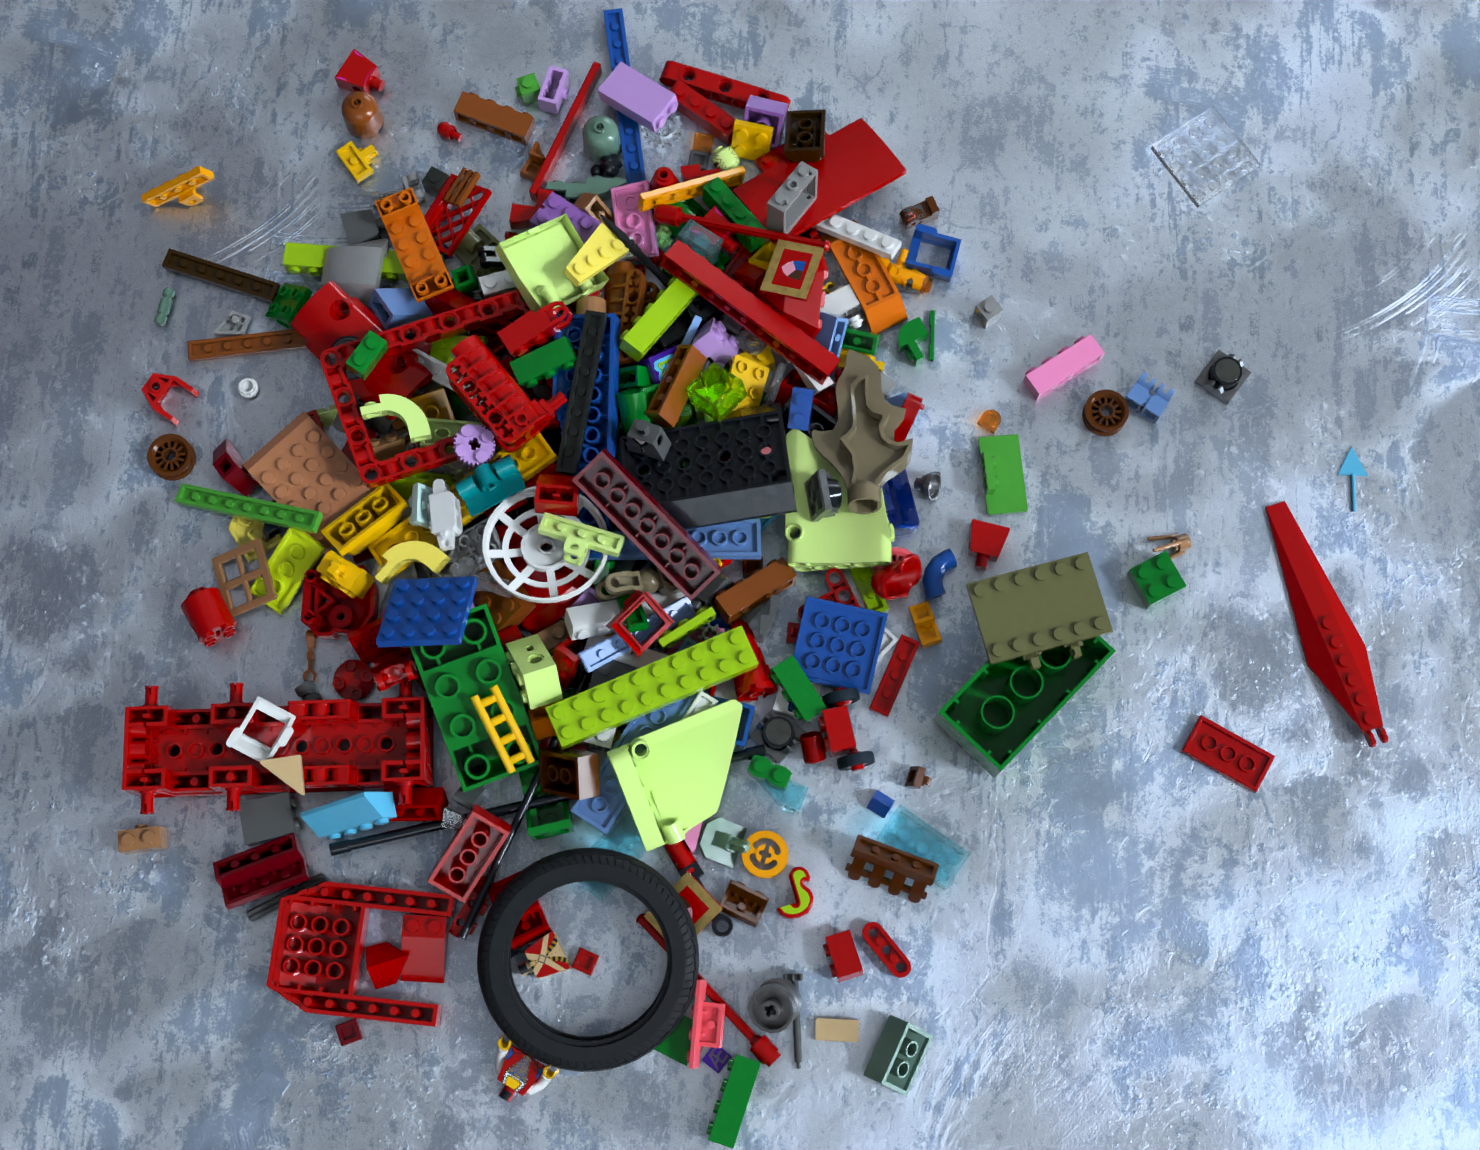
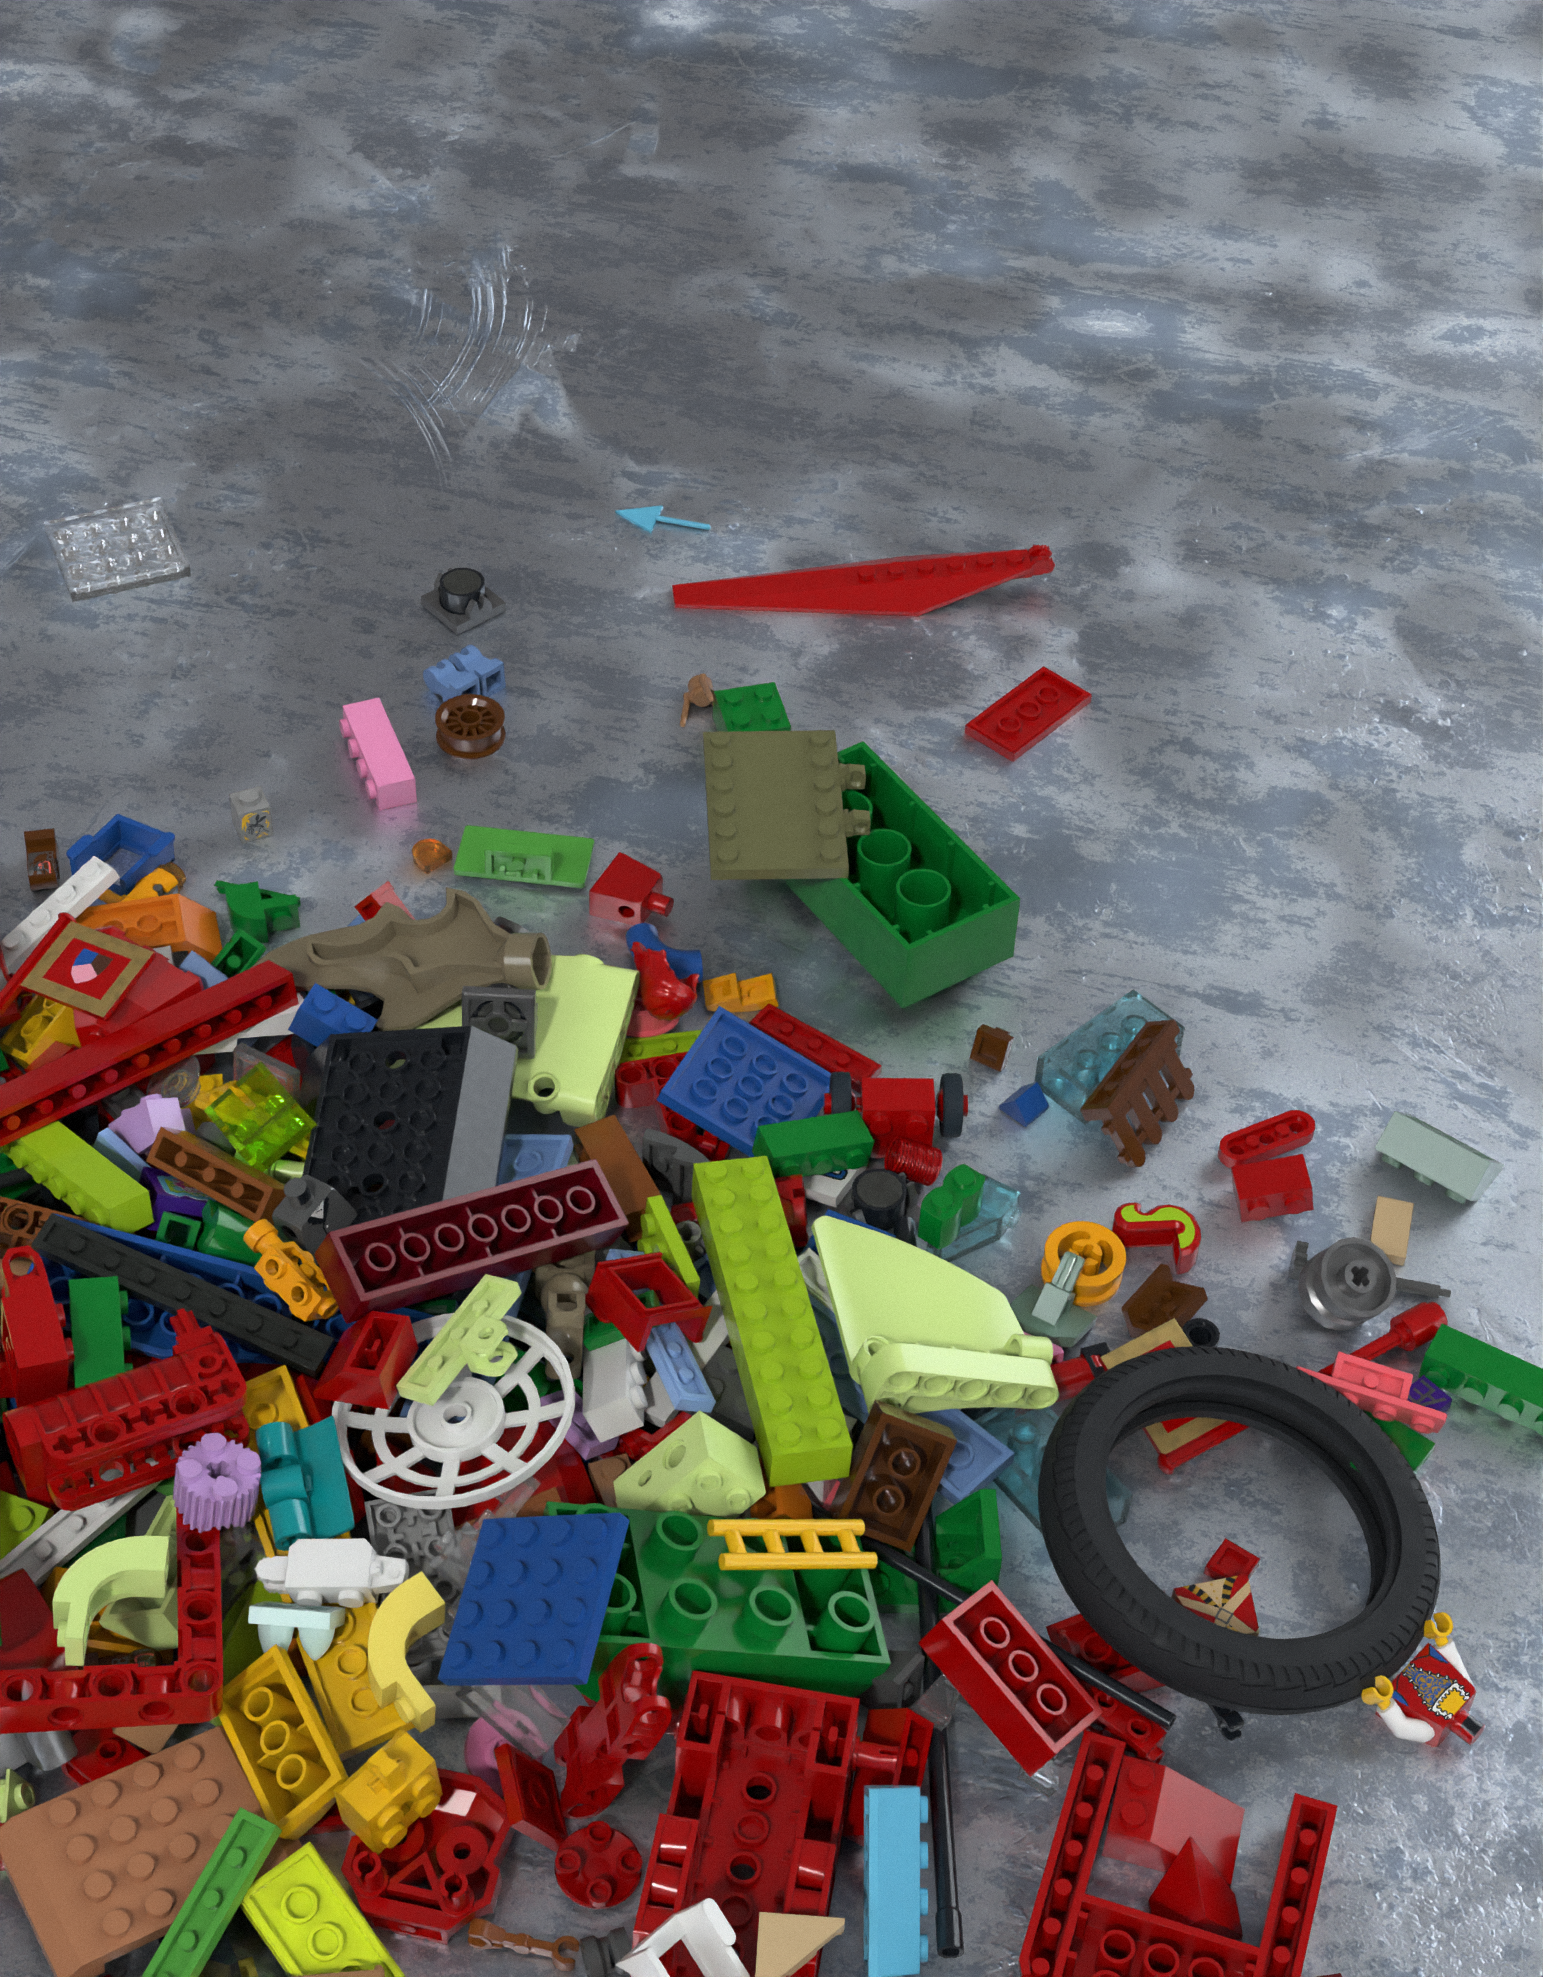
camera: 80 degrees left, 30 degrees down
(604, 437) = (279, 1268): none -> light orange brick

